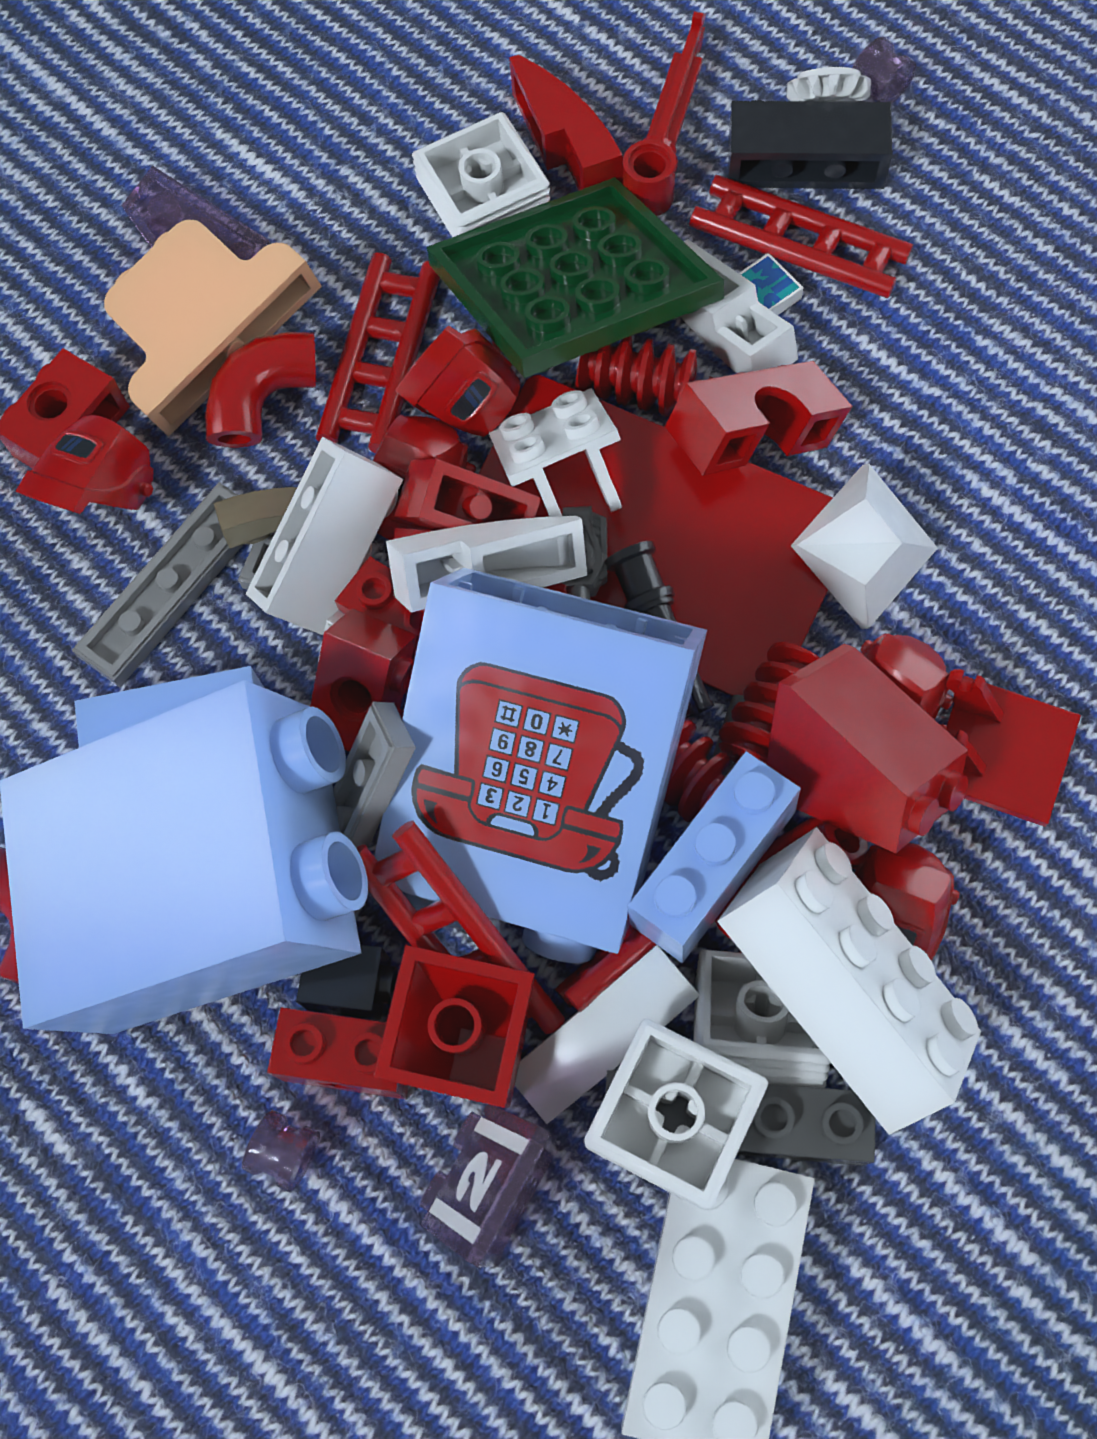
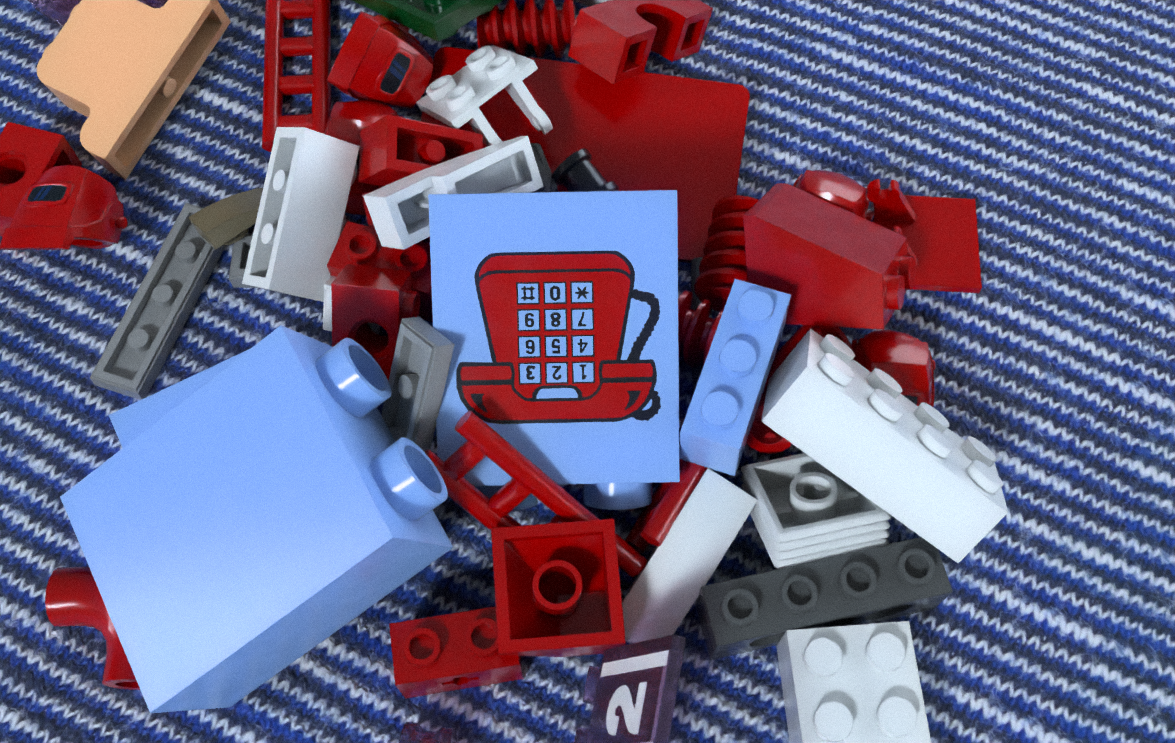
camera: 25 degrees left, 5 degrees down
(250, 377) = (188, 110): red cylinder -> none
(350, 986) = (442, 587): black brick -> none
(720, 1100) = (813, 575): white brick -> none
(864, 546) = (759, 114): white slope -> none

